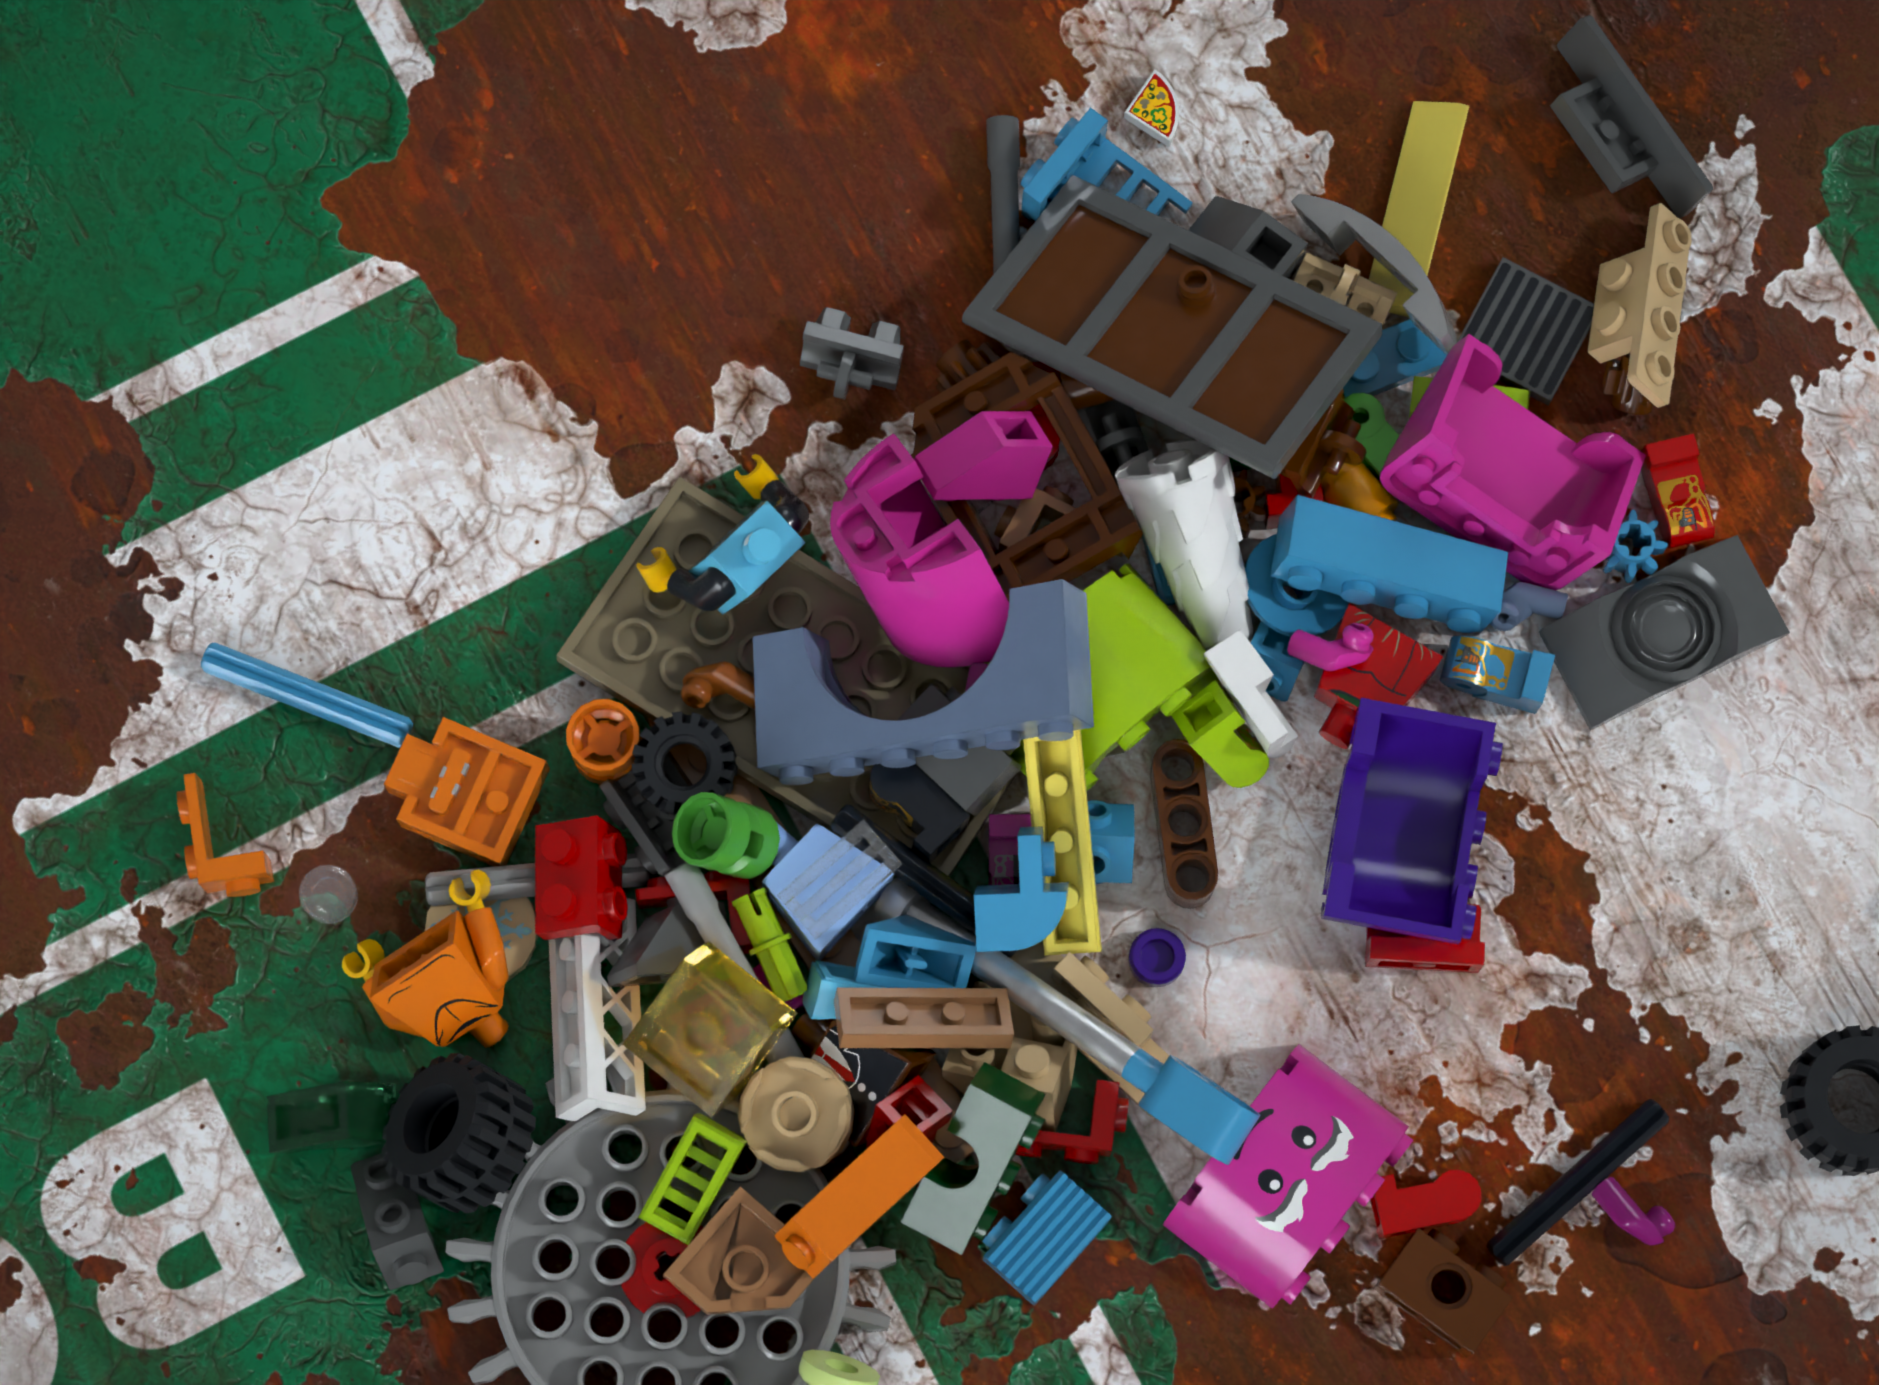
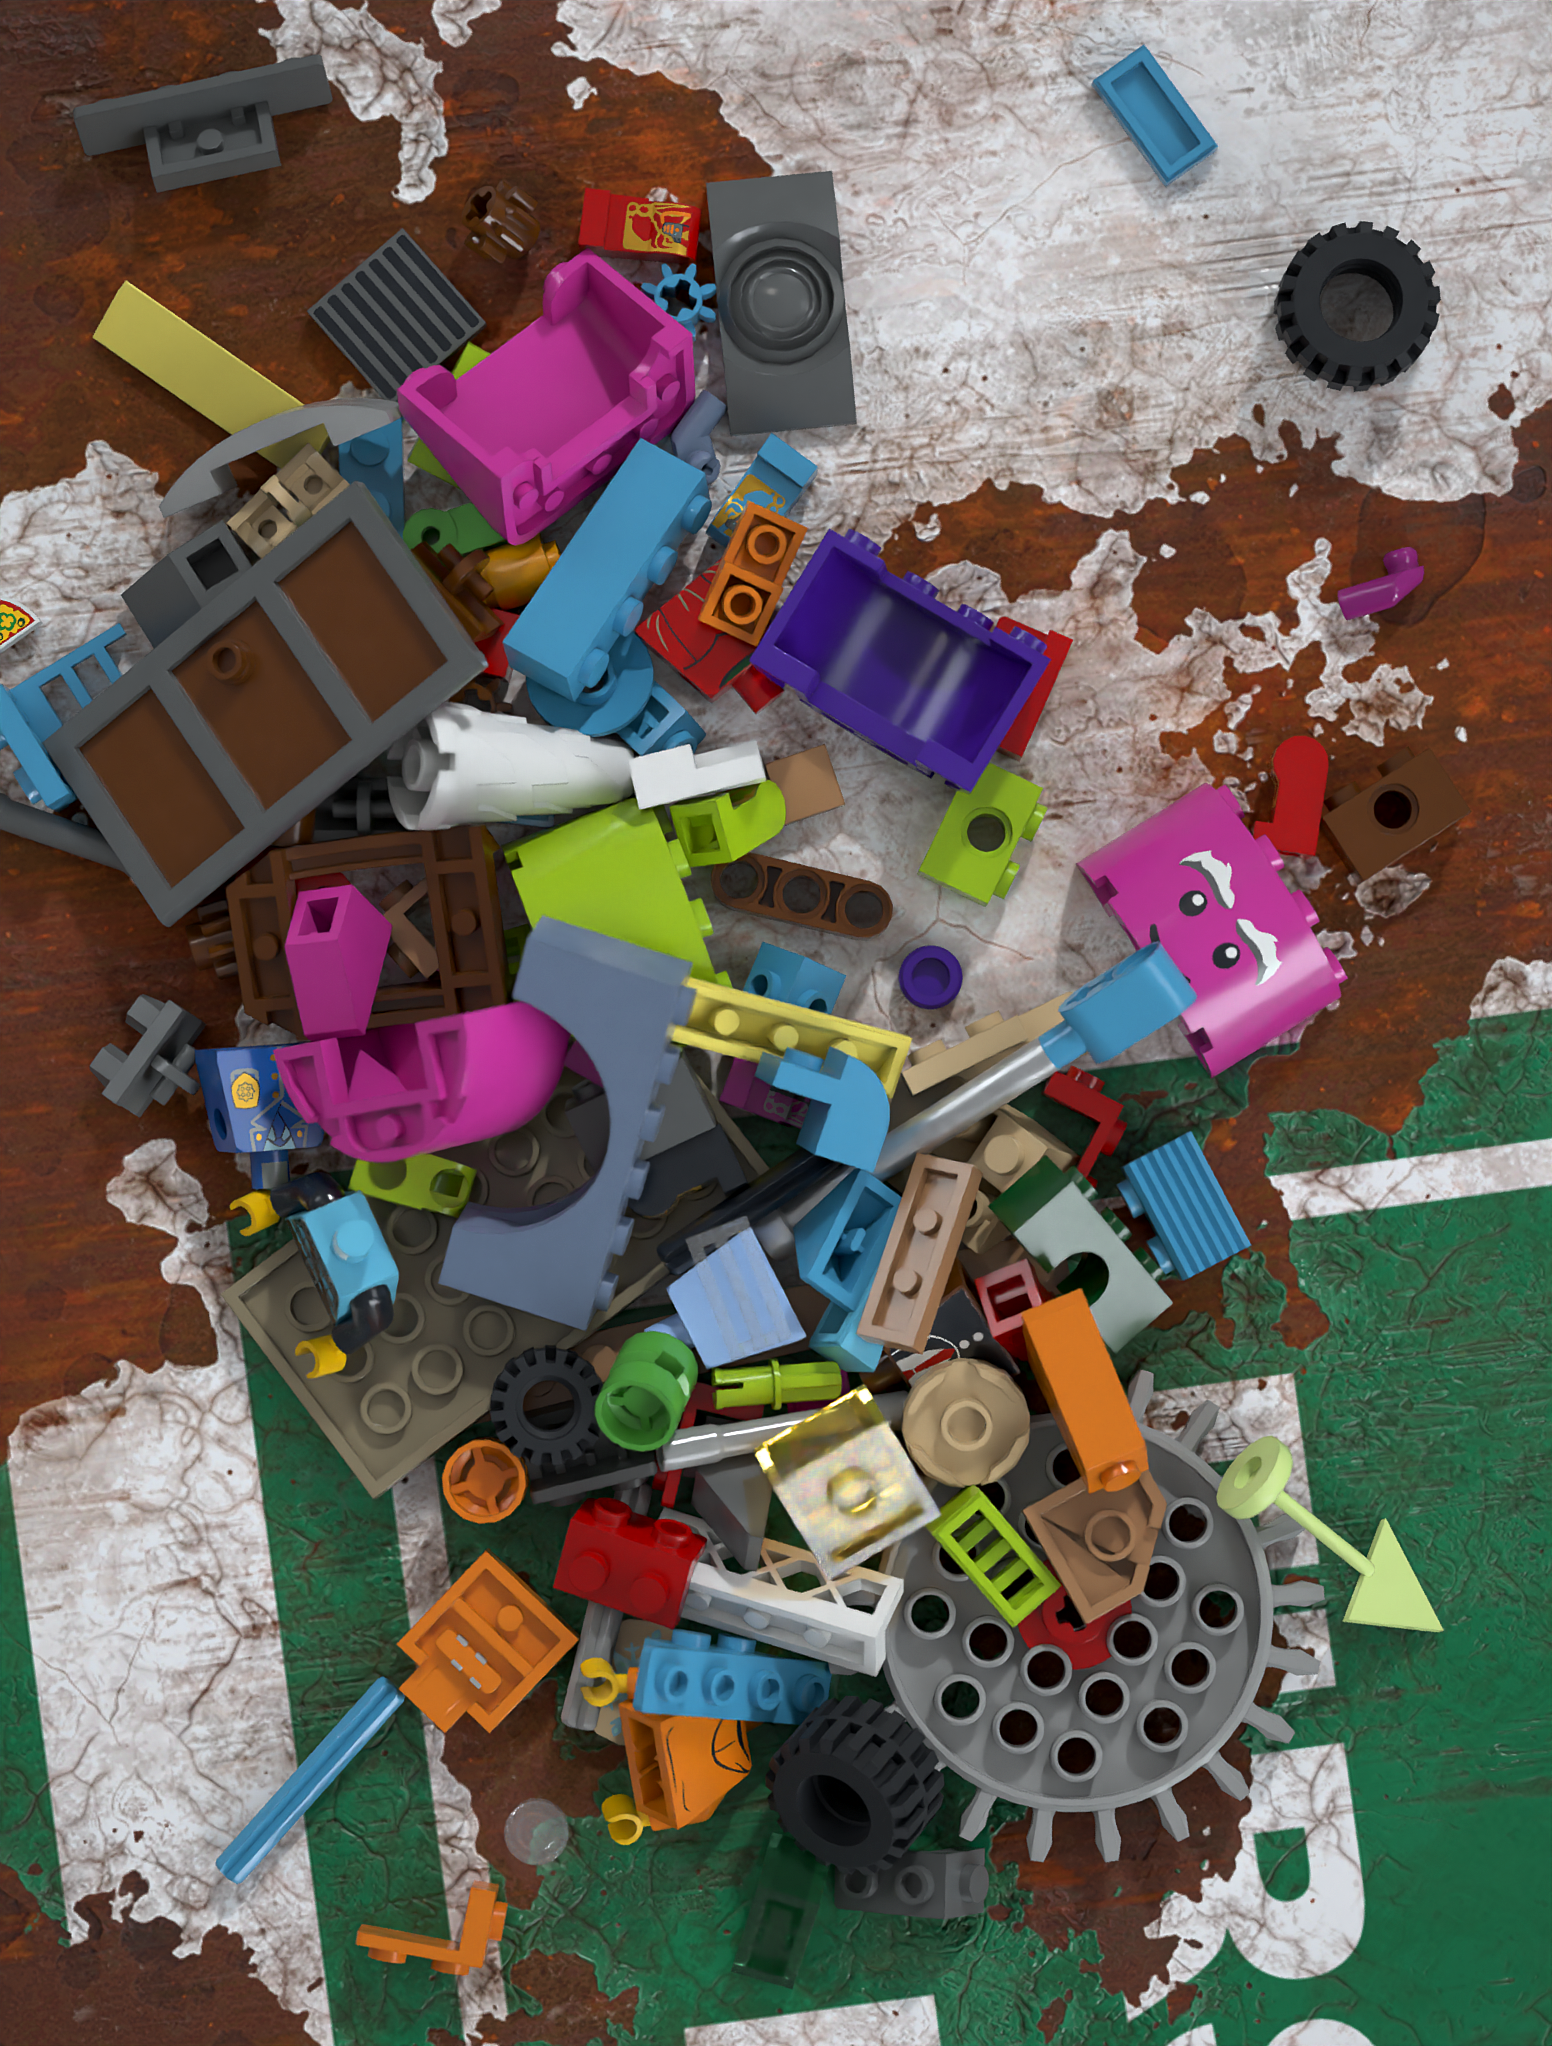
camera: 70 degrees left, 10 degrees up
(507, 993) = (727, 1680): none -> dark azure bracket
(716, 680) = (467, 1337): dark orange arm -> none
(829, 590) = (417, 1182): none -> lime leg
(836, 443) = (253, 1110): none -> blue torso
(1277, 796) = (806, 783): none -> medium nougat tile
(1326, 942) = (975, 873): none -> lime brick
(1335, 654) = (686, 666): dark pink arm -> none
(1434, 679) = (752, 573): none -> orange slope
(1577, 1182) = (1329, 629): black axle -> none
(1642, 305) = (422, 185): tan bracket -> none

